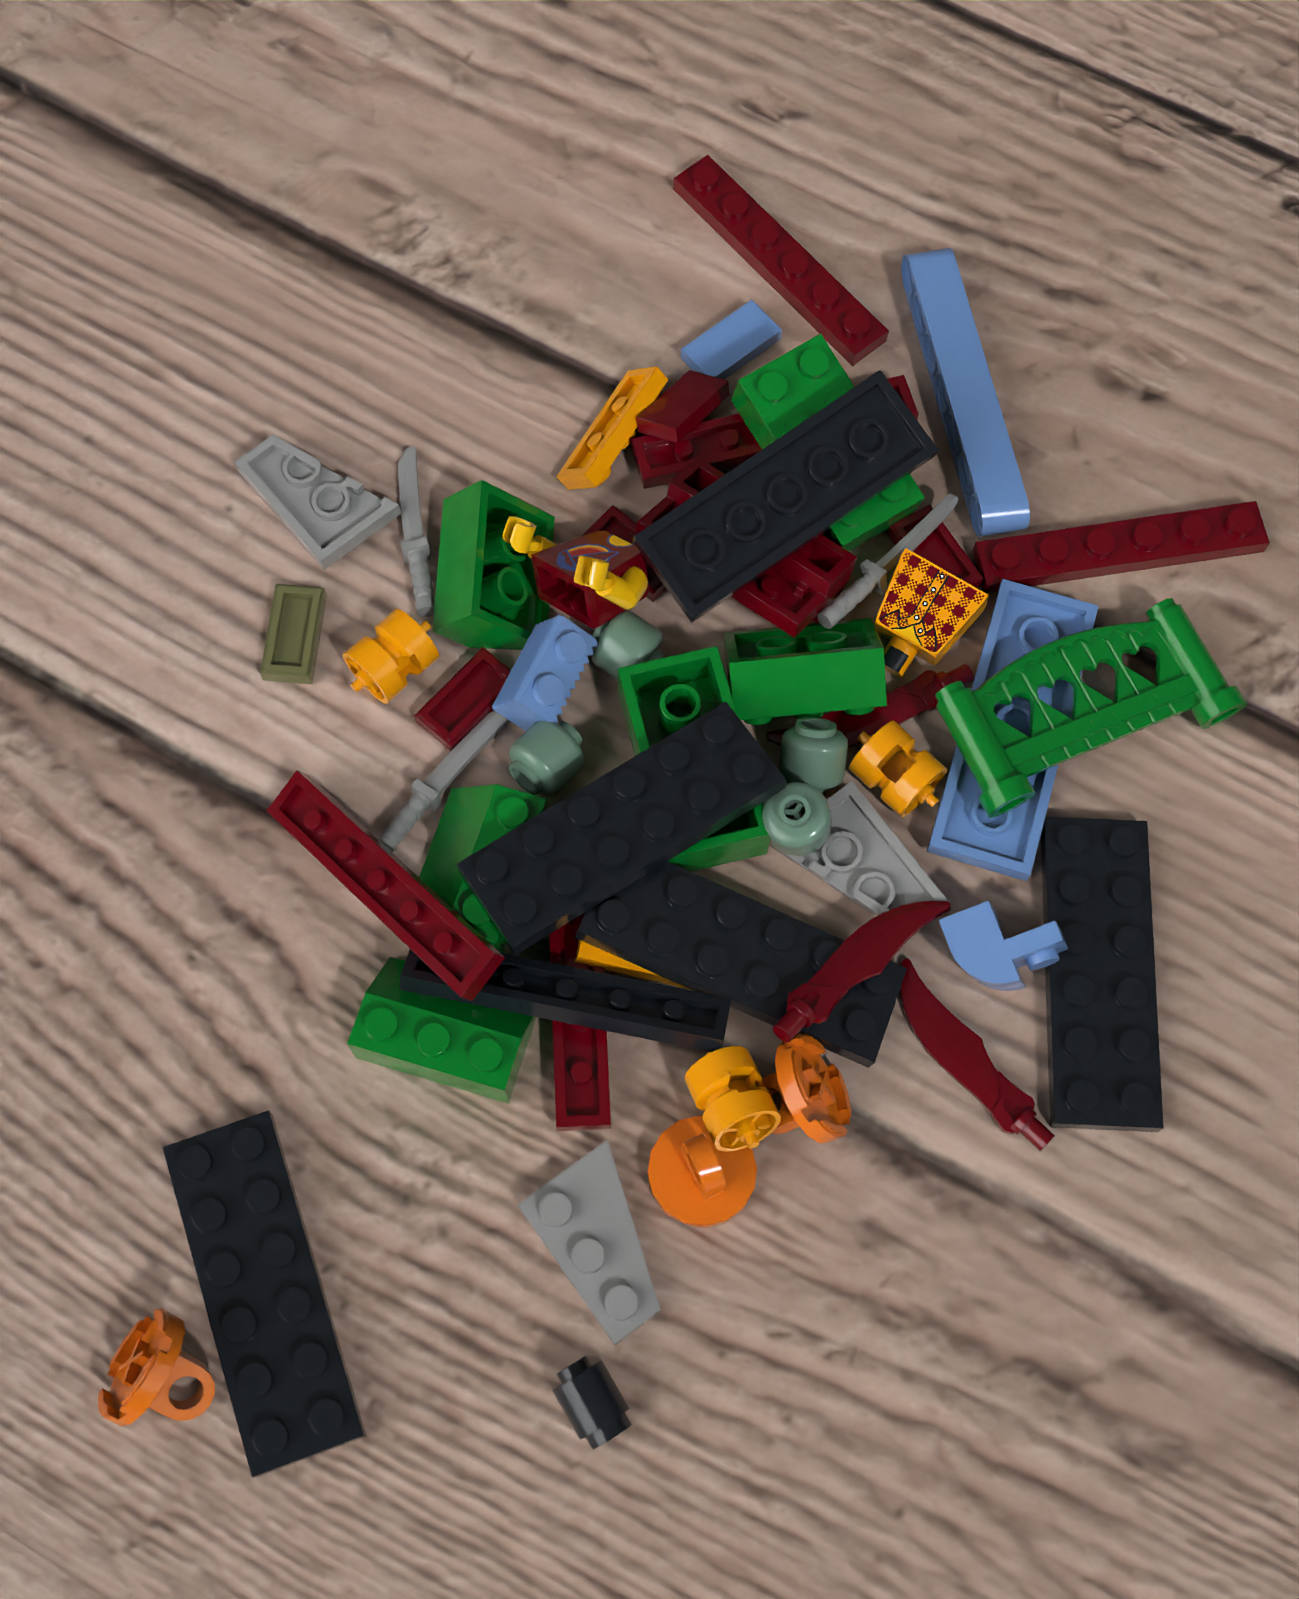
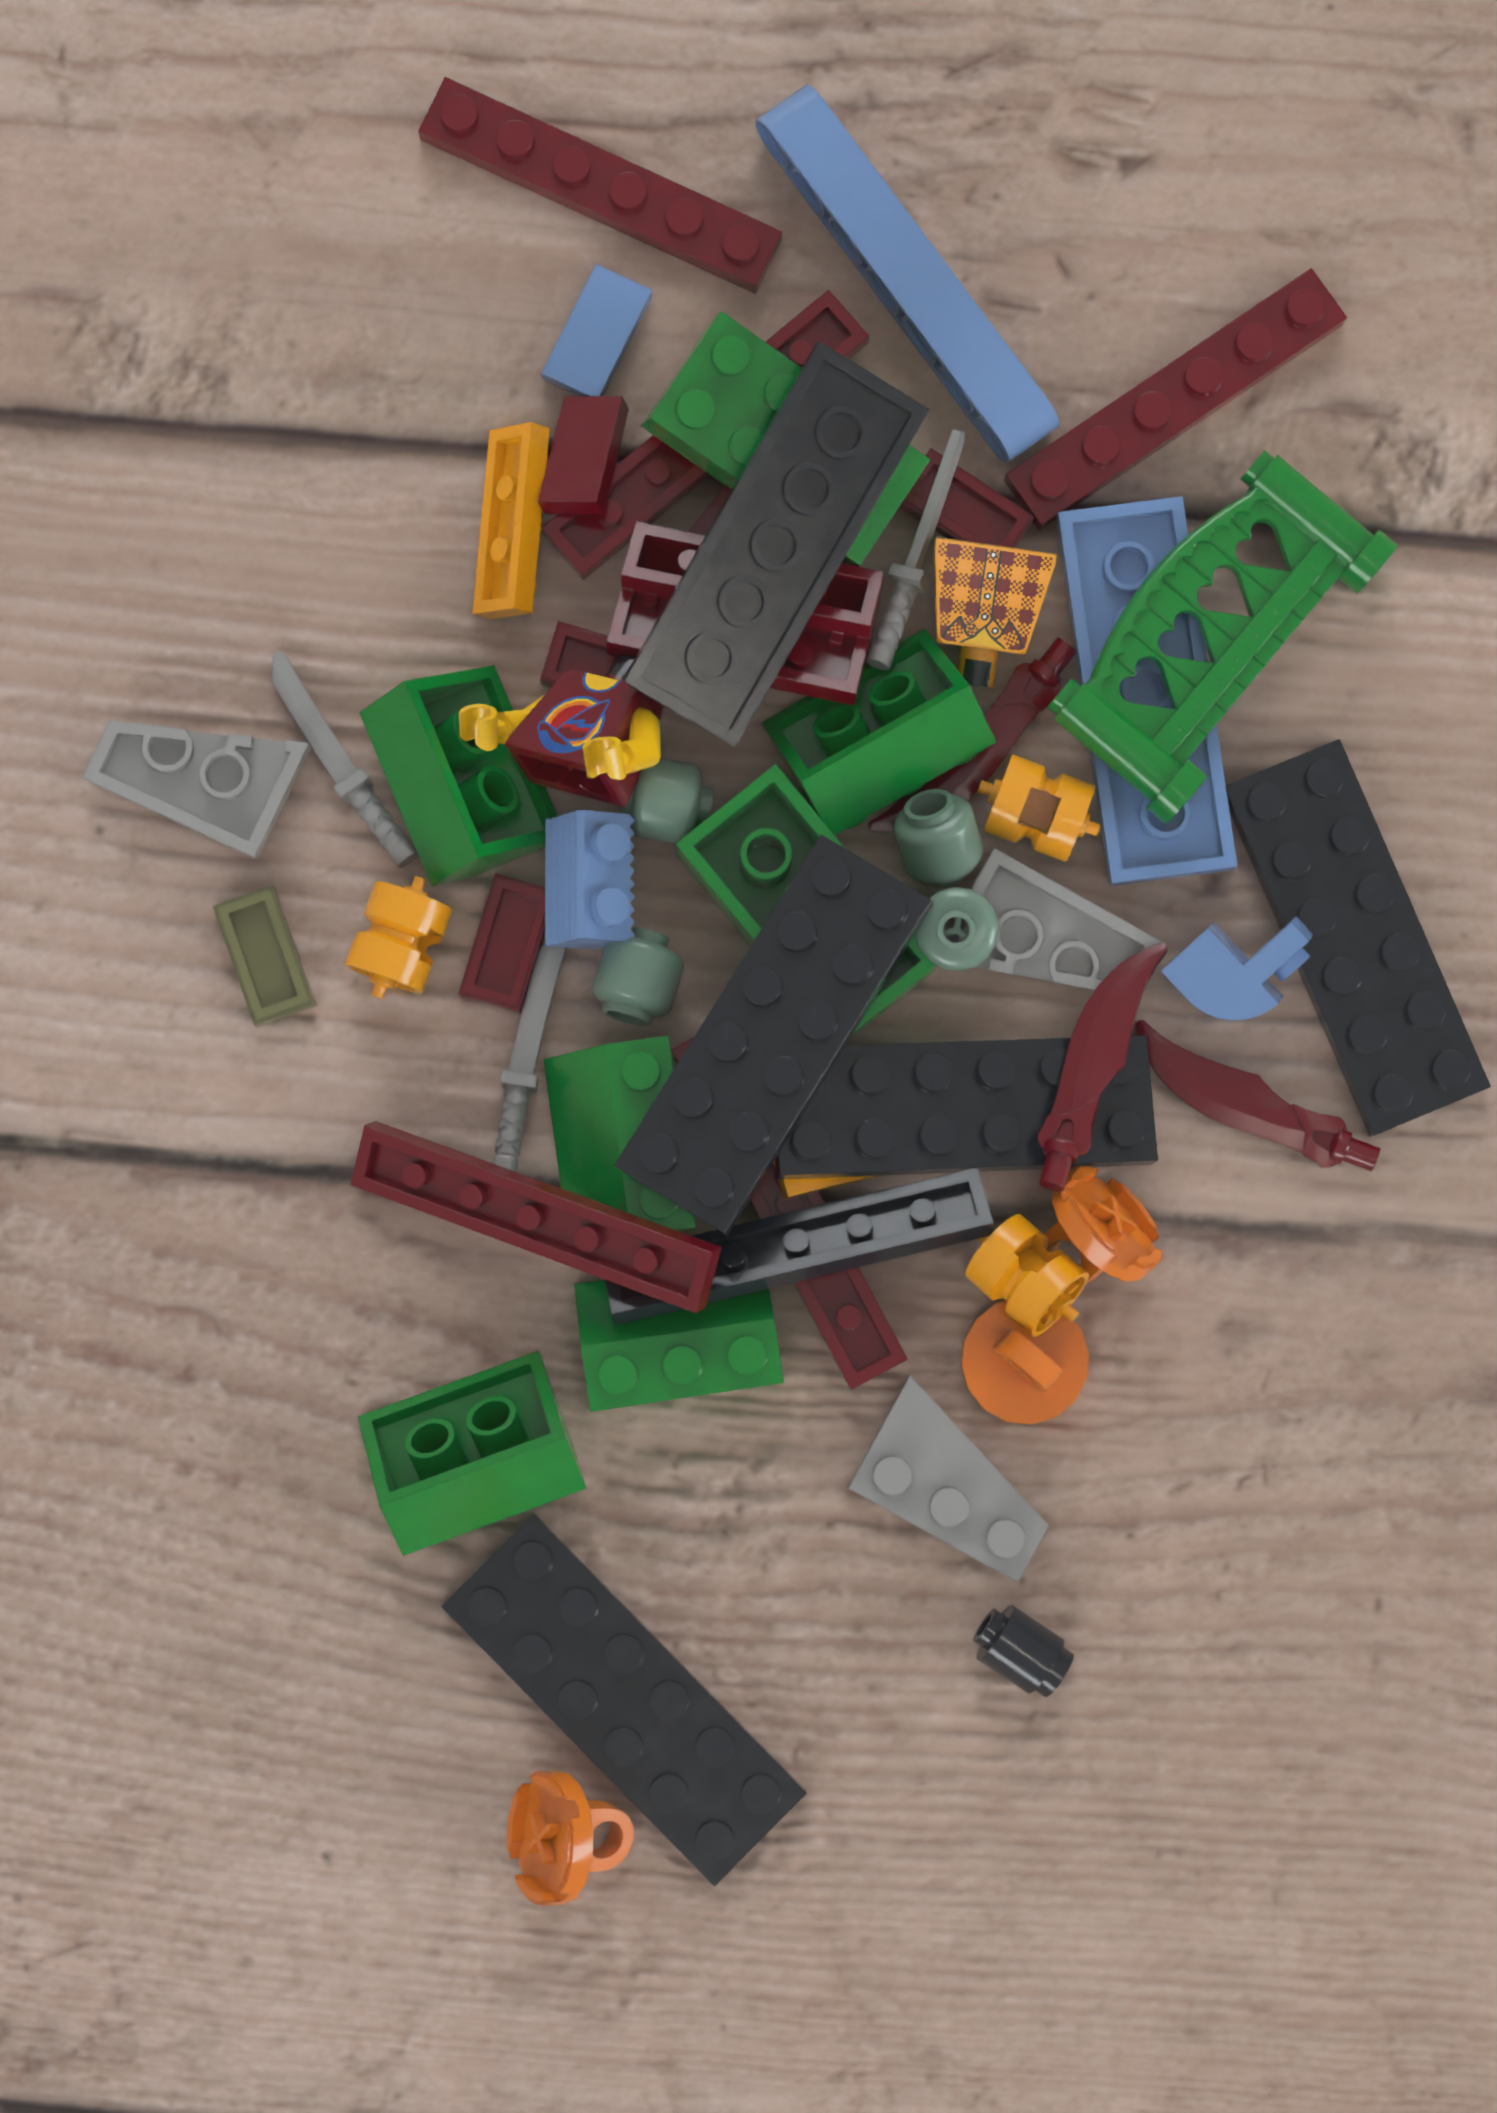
camera: 30 degrees left, 15 degrees up
(245, 1043) = (470, 1453): none -> green slope

